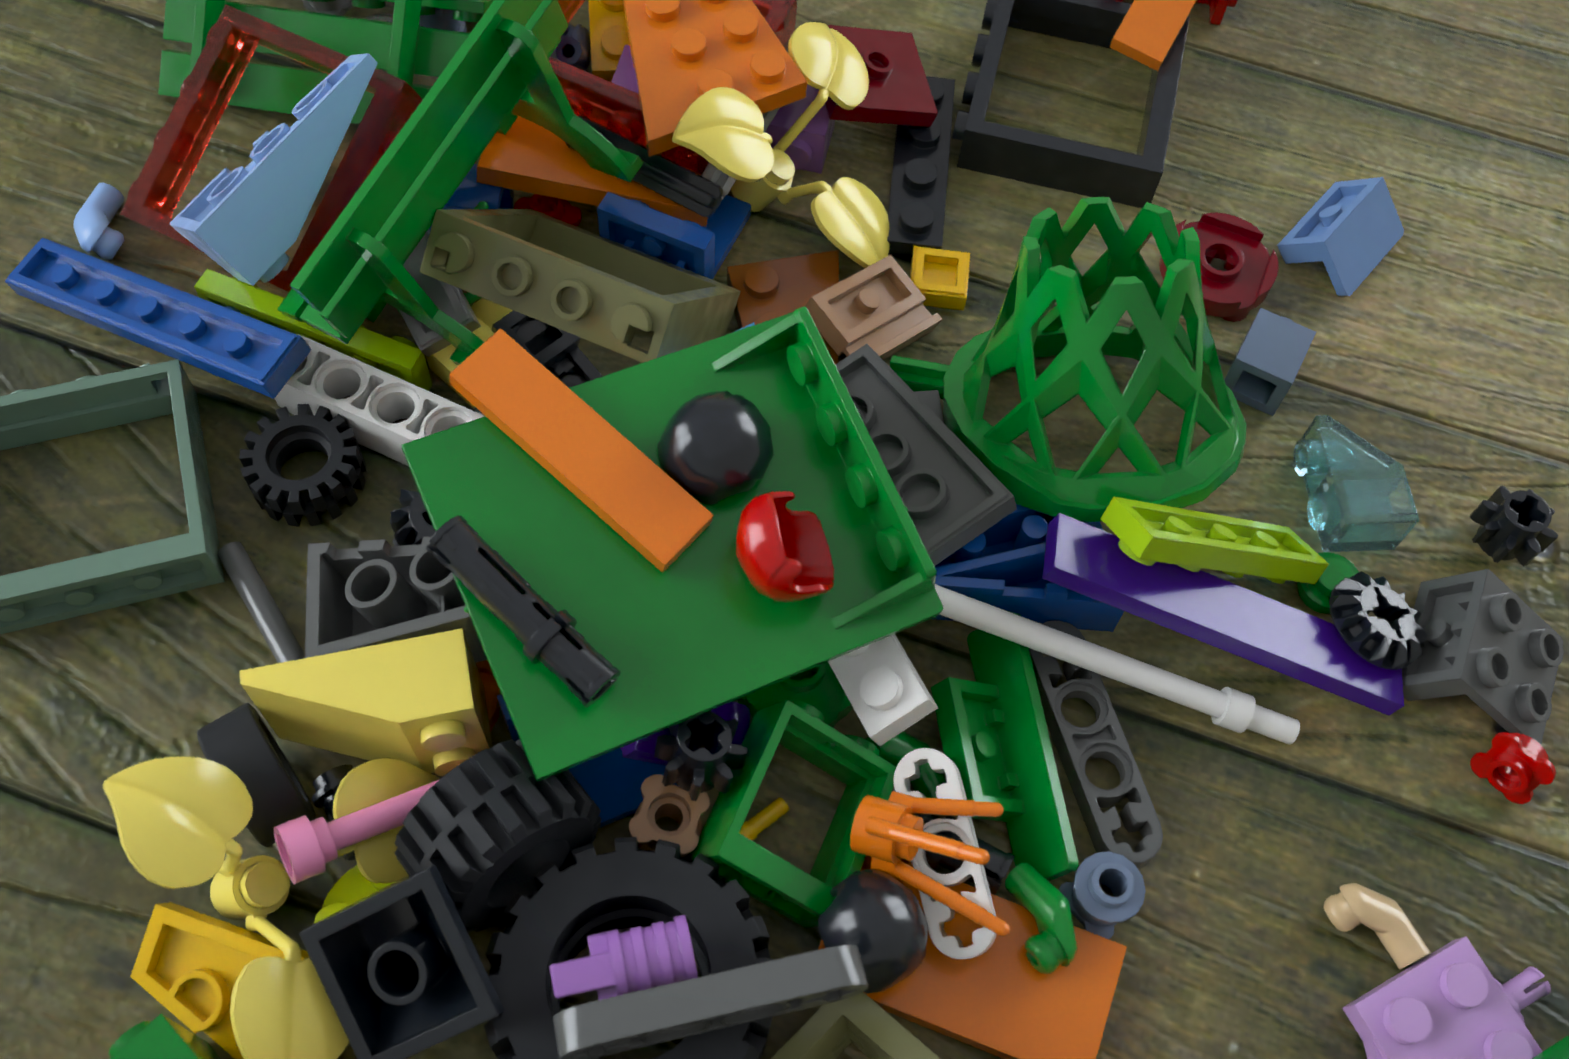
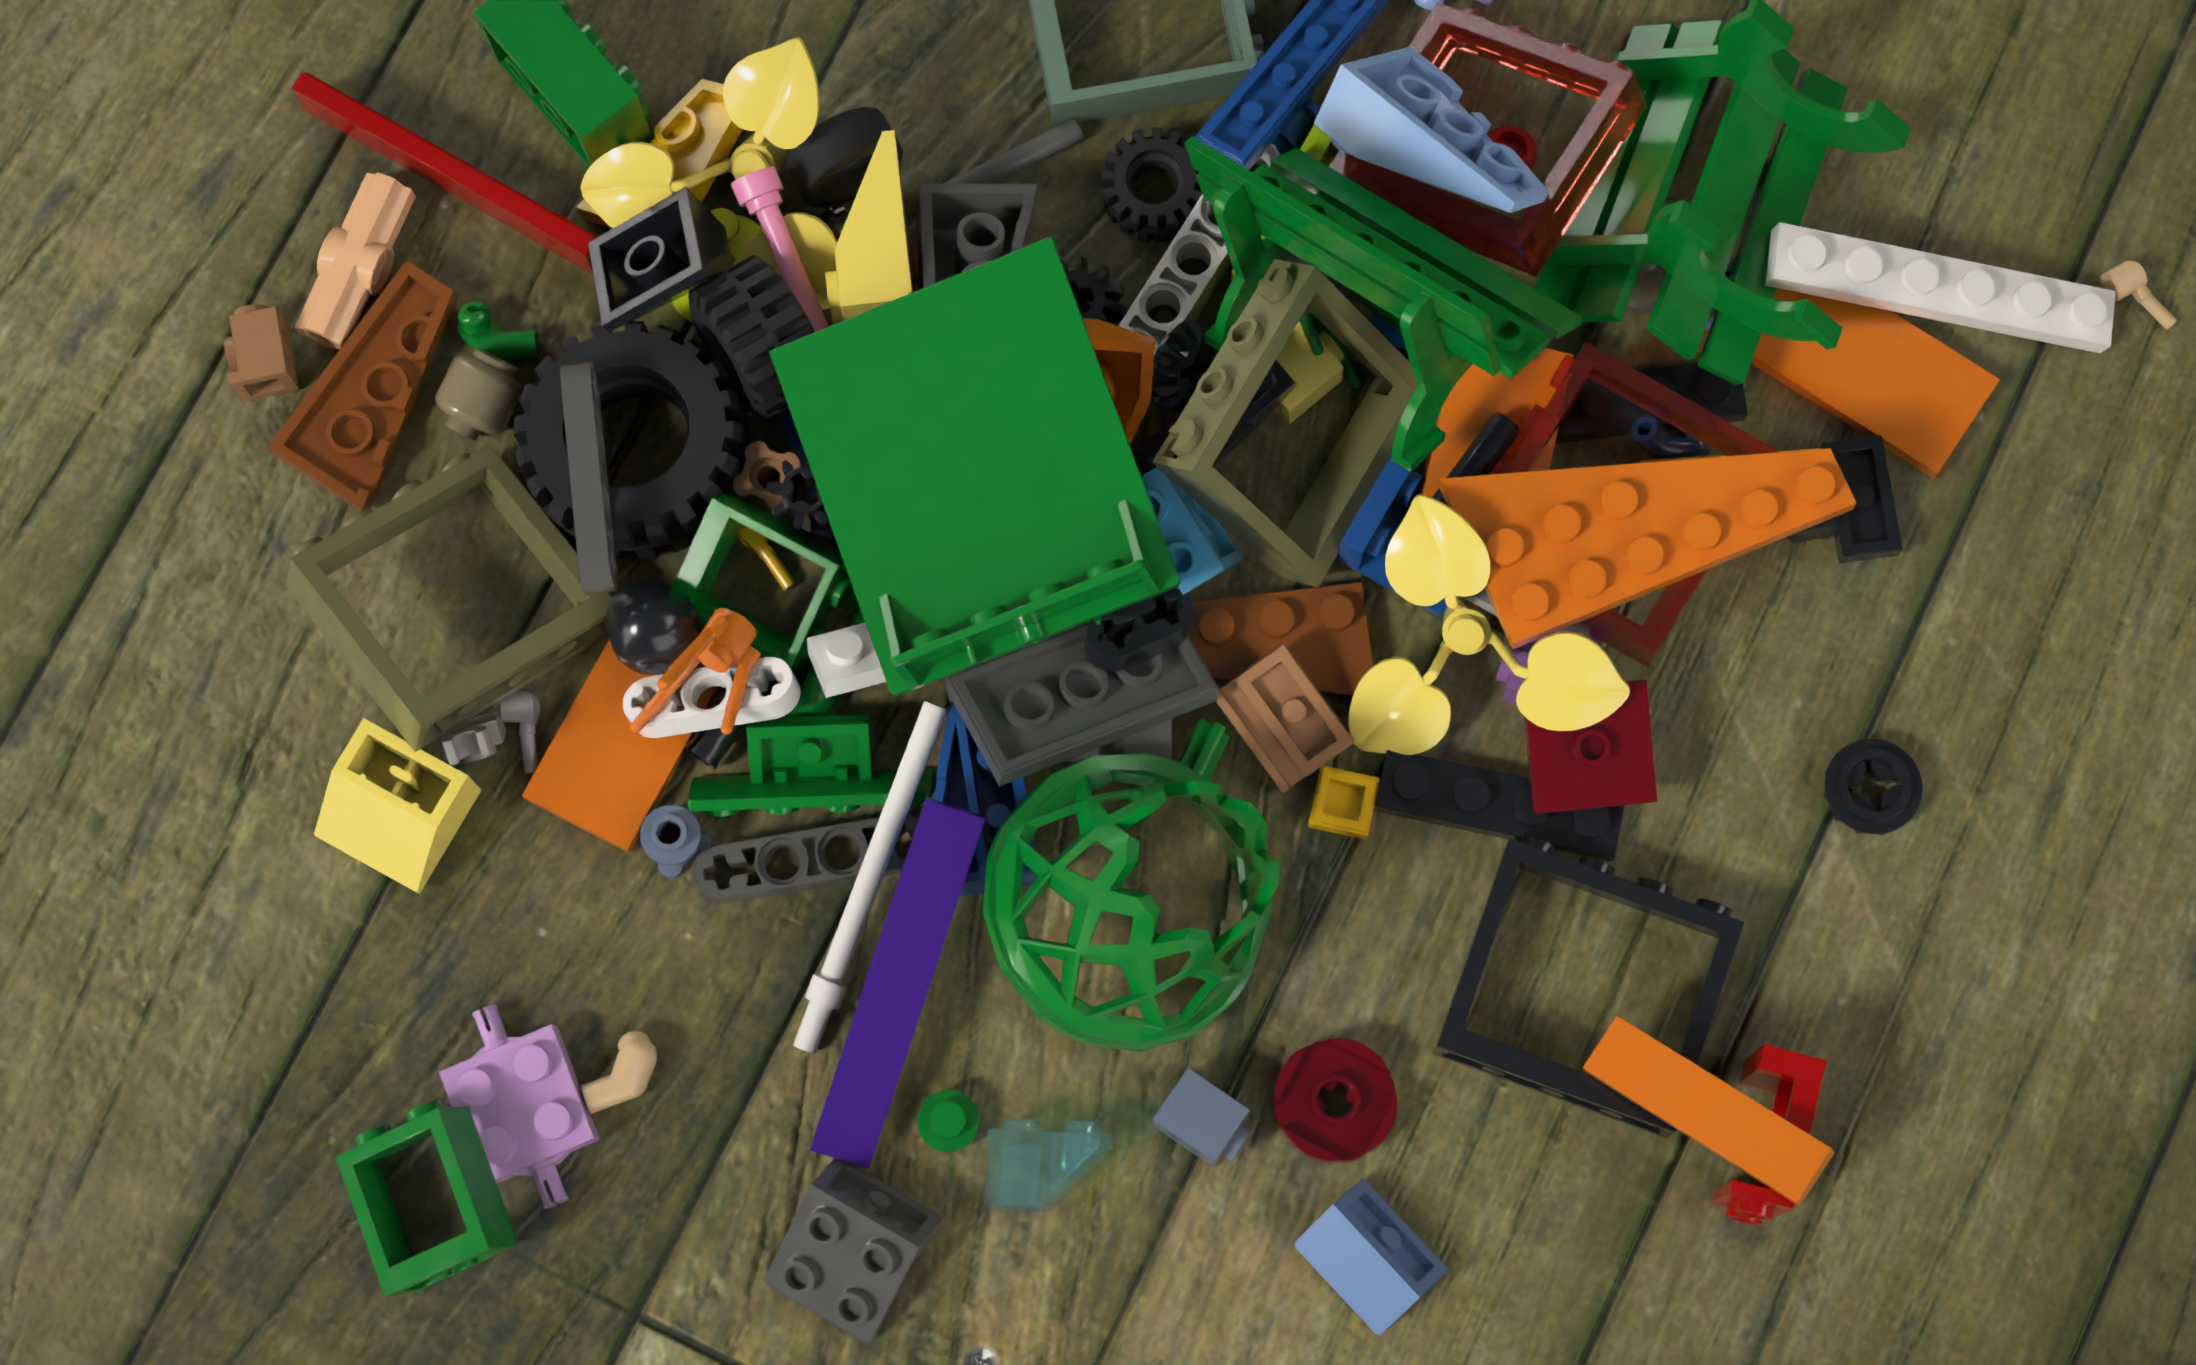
camera: 105 degrees right, 15 degrees up
(542, 630) = (839, 385): black pin -> none
(581, 449) = (1036, 381): orange tile -> none
(629, 961) = (626, 420): medium lavender hinge -> none
(716, 446) = (1035, 497): black hair -> none
(783, 549) = (929, 546): red hair -> none
(1056, 937) = (655, 782): green arm -> none
(1211, 542) = (962, 979): lime plate -> none
(1383, 642) = (866, 1125): black gear -> none
(1513, 525) = (985, 1303): black gear -> none
(1514, 766) = (742, 1238): red plate -> none

